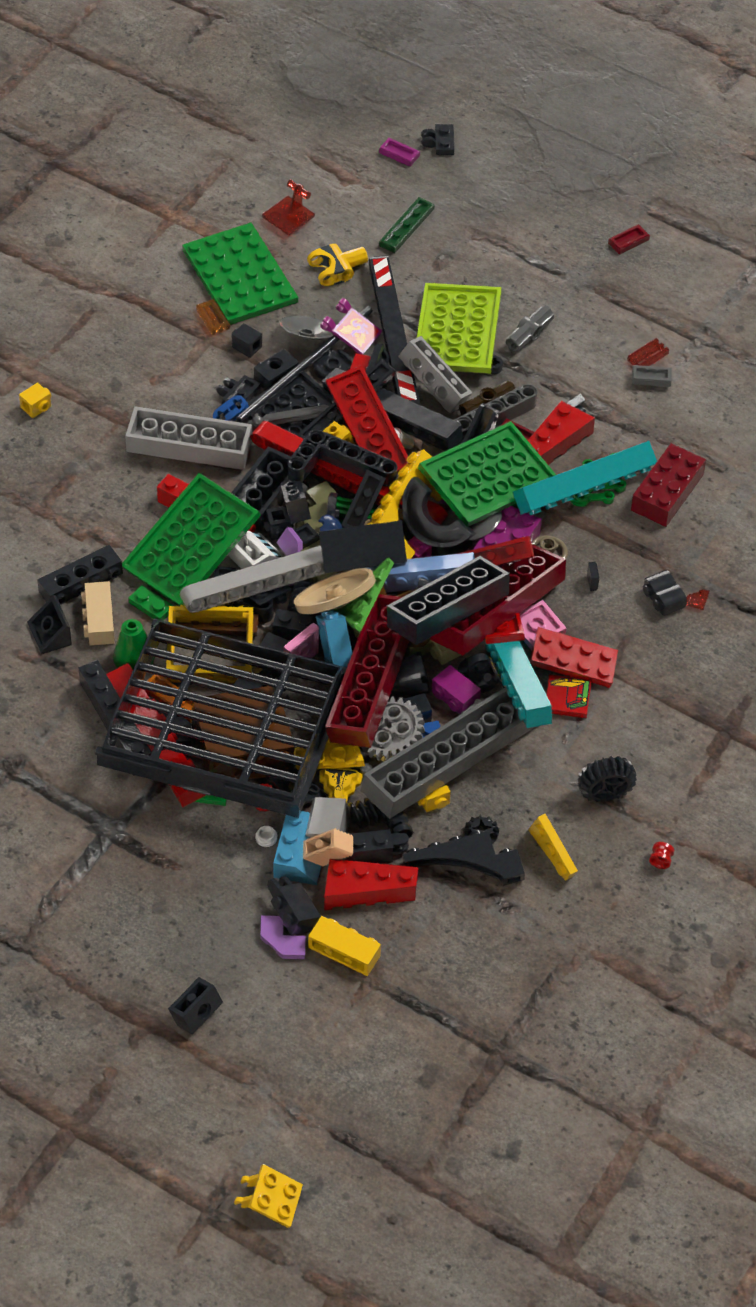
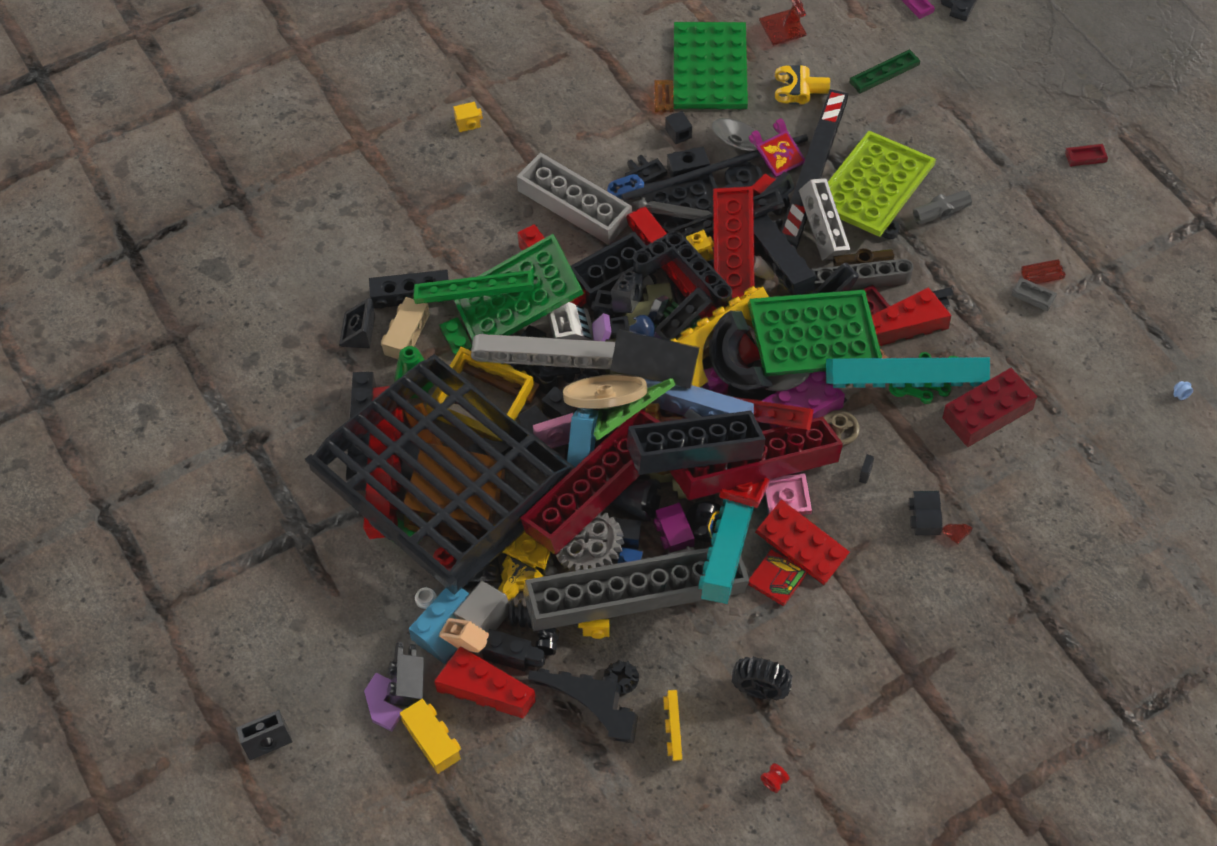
camera: 30 degrees right, 5 degrees up
(150, 548) = (473, 287): none -> green plate

